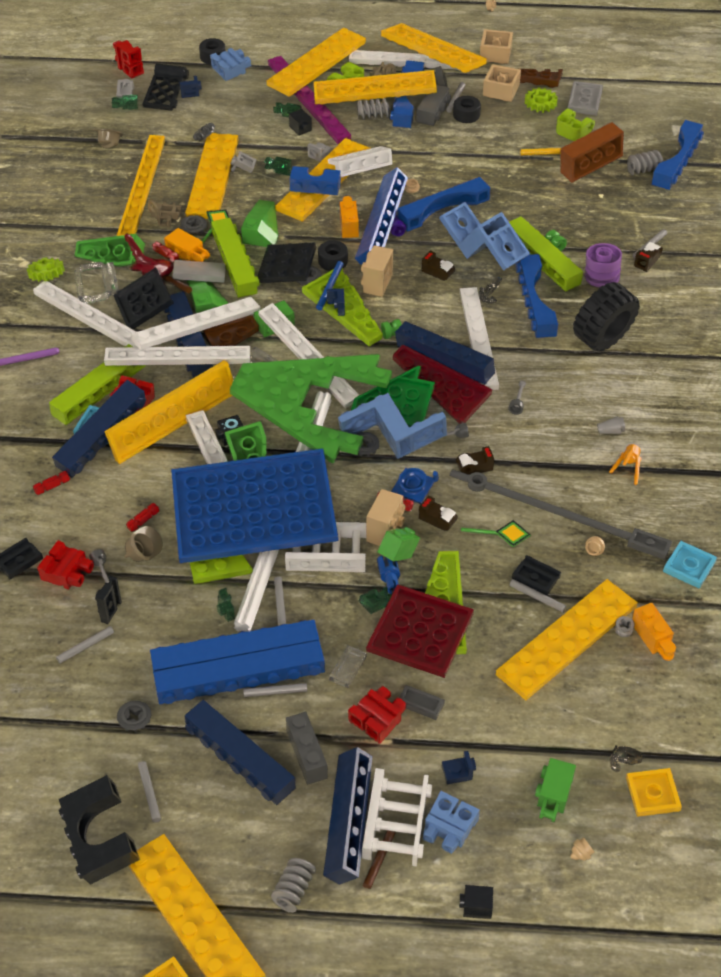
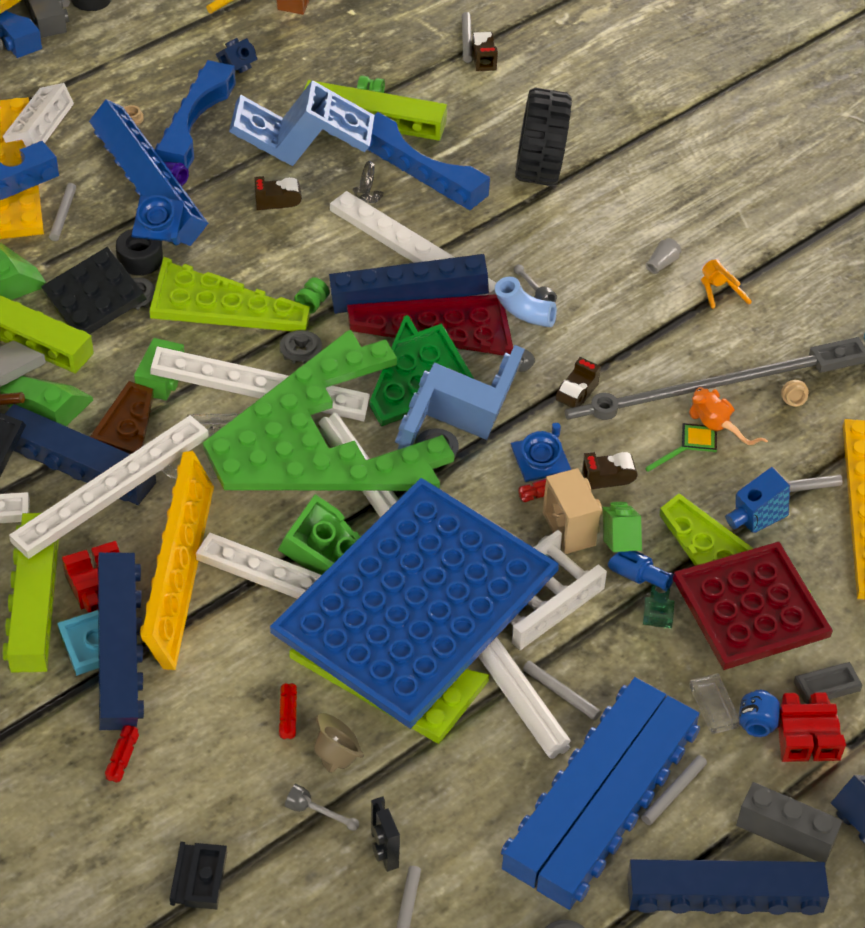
camera: 45 degrees left, 0 degrees up
(64, 566) = (270, 838): red hips -> none
(194, 323) = (80, 434): white plate -> none
(224, 605) = (516, 736): clear green plate -> none
(225, 425) = (269, 532): black brick -> none
(320, 216) = (62, 212): none -> light grey bar
(330, 284) = (184, 288): blue bar -> none
(336, 297) = (222, 295): dark blue bracket -> none
(349, 218) = (105, 194): light orange brick -> none
(350, 348) = (301, 339): none -> dark grey gear
(352, 242) = (158, 218): none -> blue hat
(359, 685) = (759, 713): none -> blue head
(377, 270) = (222, 236): tan brick -> none
(494, 586) = (761, 502): none -> blue torso
(495, 187) = (238, 54): none -> dark blue brick
(495, 401) = (523, 305): none -> light blue cylinder
(533, 524) = (716, 413): none -> orange animal
(536, 575) = (784, 458): black plate -> none
(603, 264) = (459, 84): medium lavender wheel -> none

